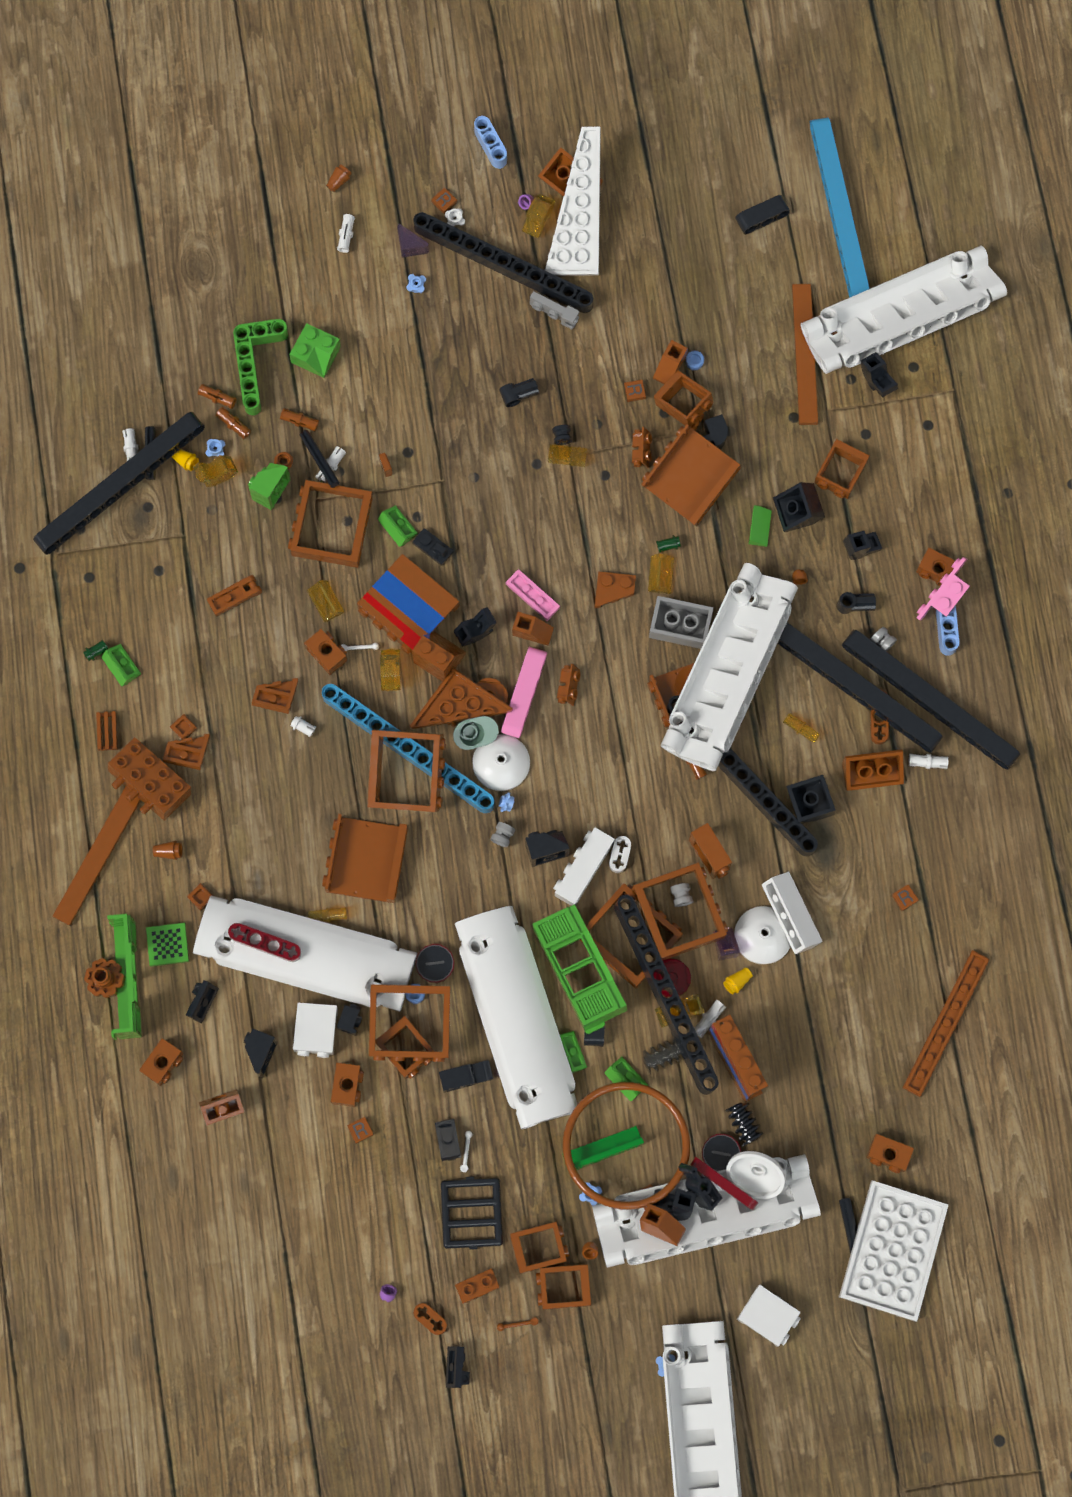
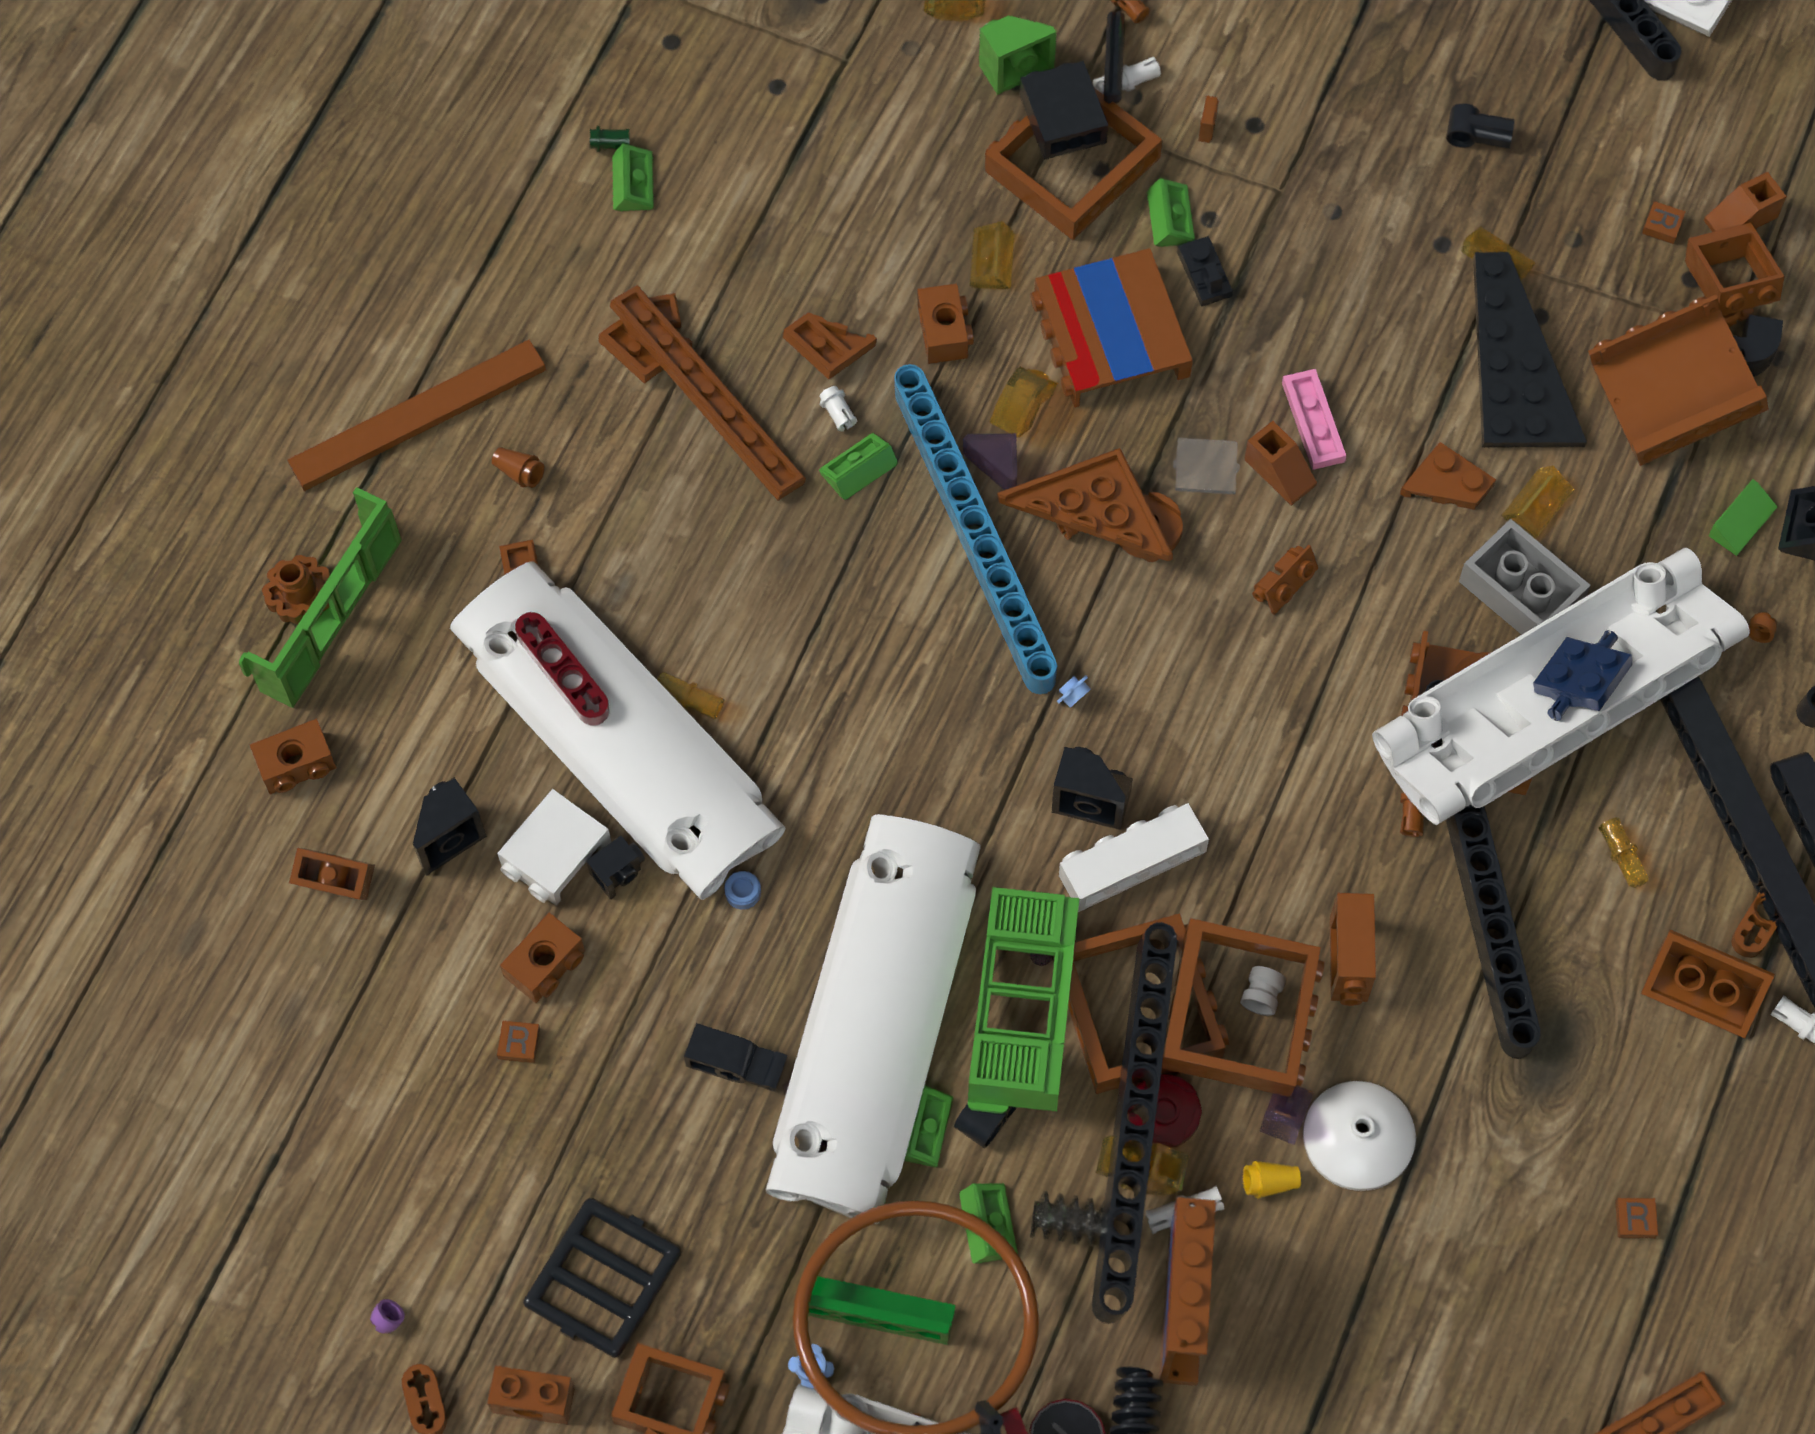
camera: 35 degrees right, 10 degrees down
(105, 715) = (537, 250): dark orange tile -> none
(148, 779) = (557, 350): dark orange piece -> none
(167, 944) = (423, 598): bright green tile -> none
(205, 994) = (414, 706): black hinge -> none
(234, 595) = (862, 174): dark orange plate -> none
(234, 756) = (707, 392): none -> dark orange tile
(284, 455) = (1065, 30): dark orange plate -> none
(315, 505) = (1063, 110): none -> black brick
(331, 749) = (859, 466): none -> bright green slope
(365, 859) = (800, 649): dark orange panel -> none
(375, 646) = (1023, 359): white hinge -> none
(391, 1034) = (664, 925): dark orange window -> none
(396, 706) = (994, 456): none -> clear purple slope
(417, 1055) = (679, 976): dark orange window -> none
(434, 963) = (803, 863): black tile -> none
(437, 655) = (1106, 415): dark orange slope -> none
(437, 781) = (907, 519): dark orange window -> none
(448, 1140) = (640, 1138): black hinge -> none
(464, 1168) = (638, 1200): white hinge -> none
(475, 628) = (1192, 416): black brick -> none
(475, 732) = (1092, 559): sand green piece -> none
(496, 649) = (1206, 466): none -> clear piece
(502, 834) = (1036, 734): light grey wheel -> none
(506, 774) = (1101, 649): white dish -> none
(524, 692) = (1208, 548): bright pink beam -> none
(562, 434) = (1508, 220): black wheel -> none
(568, 315) = (1609, 46): light grey plate -> none
(616, 517) = (1518, 380): none -> black wing
(624, 856) = (1198, 867): white beam -> none
(643, 455) = (1631, 296): dark orange hinge -> none
(668, 544) = (1578, 463): dark green pin -> none
(694, 360) = (1787, 230): medium blue tile -> none
(737, 657) = (1582, 674): none -> dark blue plate
(792, 913) = (1428, 1125): white brick -> none
(811, 799) = (1571, 967): black slope -> none

